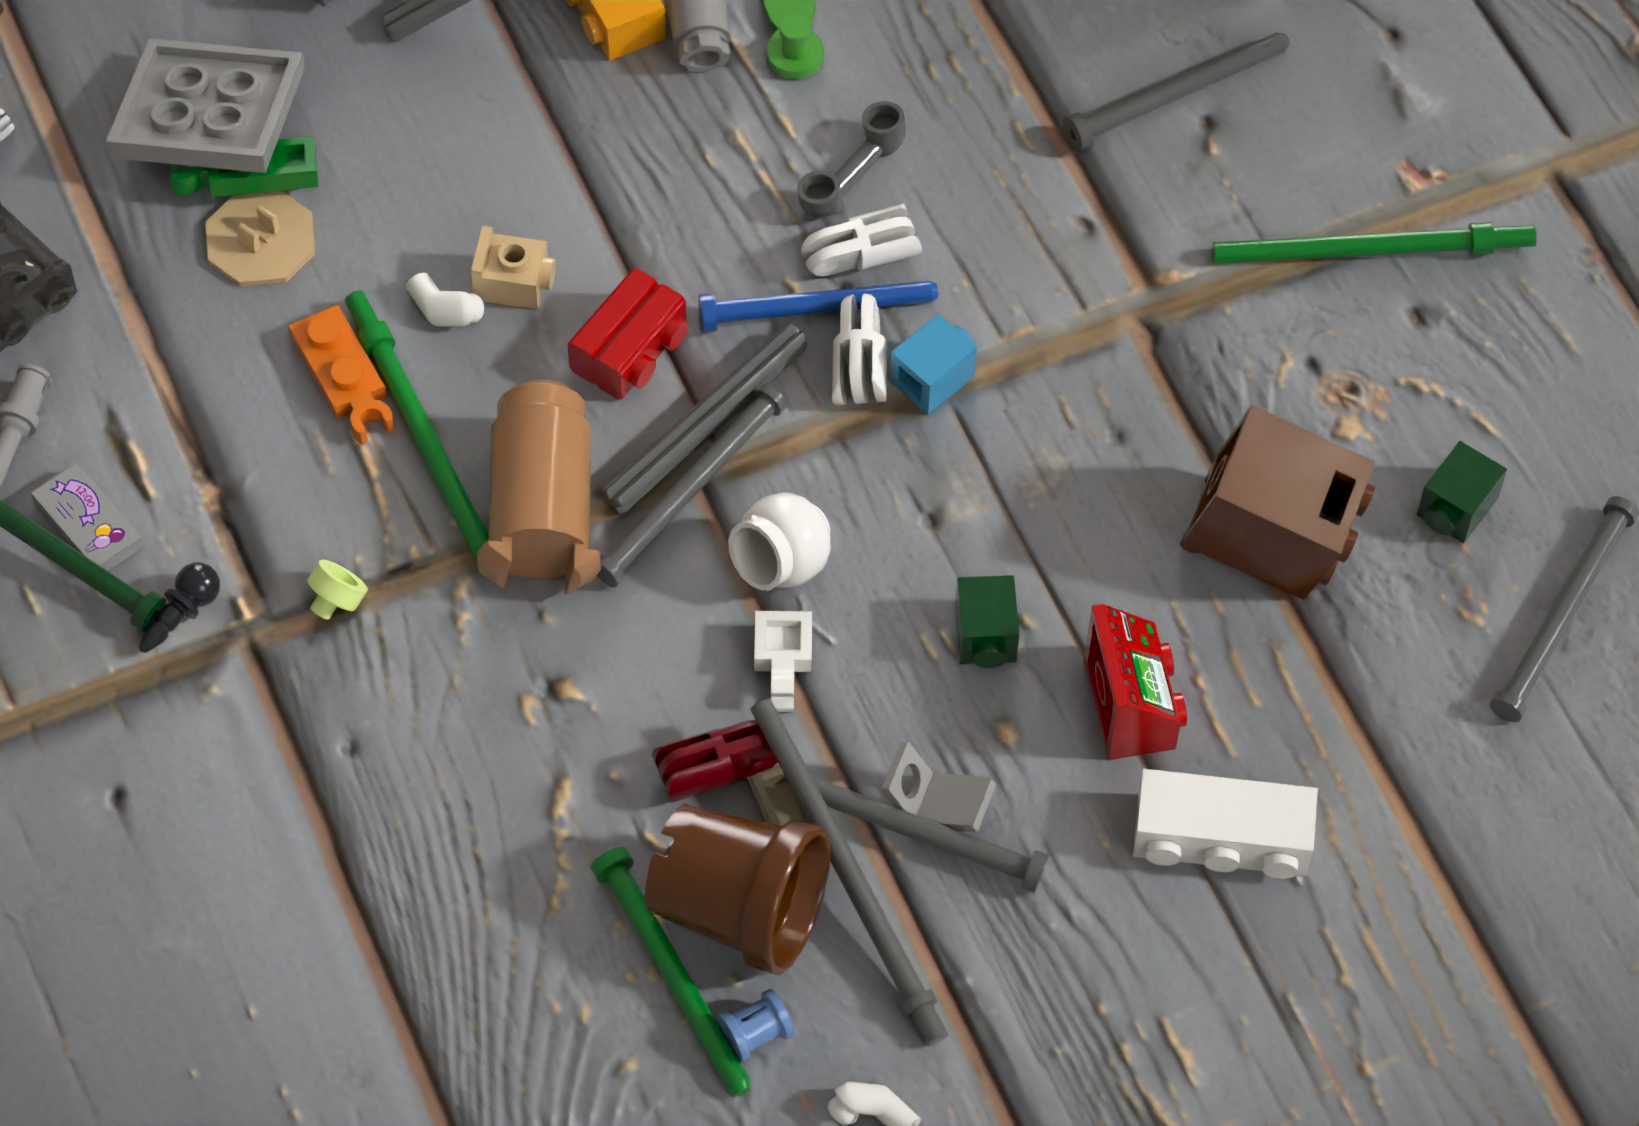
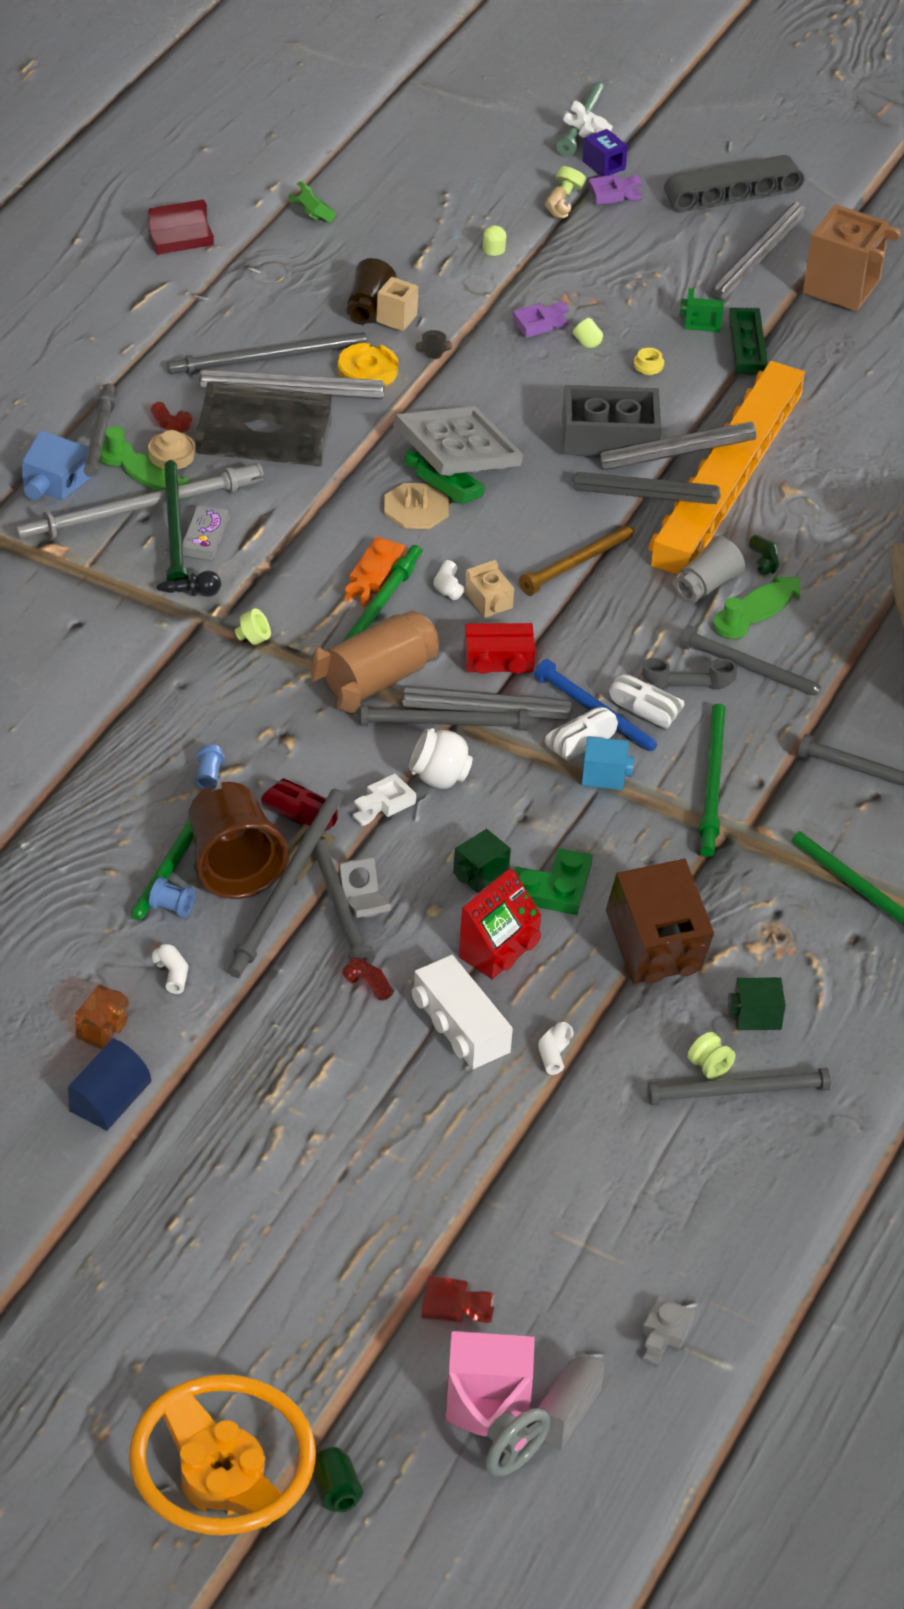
camera: 50 degrees right, 15 degrees down
(533, 213) = (531, 582): none -> pearl gold bar
(547, 818) = (210, 760): none -> medium blue pin
(790, 114) = (691, 638): none -> dark grey bar
(1073, 880) = (373, 975): none -> clear red arm
(1090, 569) = (563, 887): none -> green plate
(1121, 328) = (710, 824): none -> green bar
(1346, 761) = (552, 1044): none -> white arm
(1504, 602) = (711, 1055): none -> yellowish green wheel

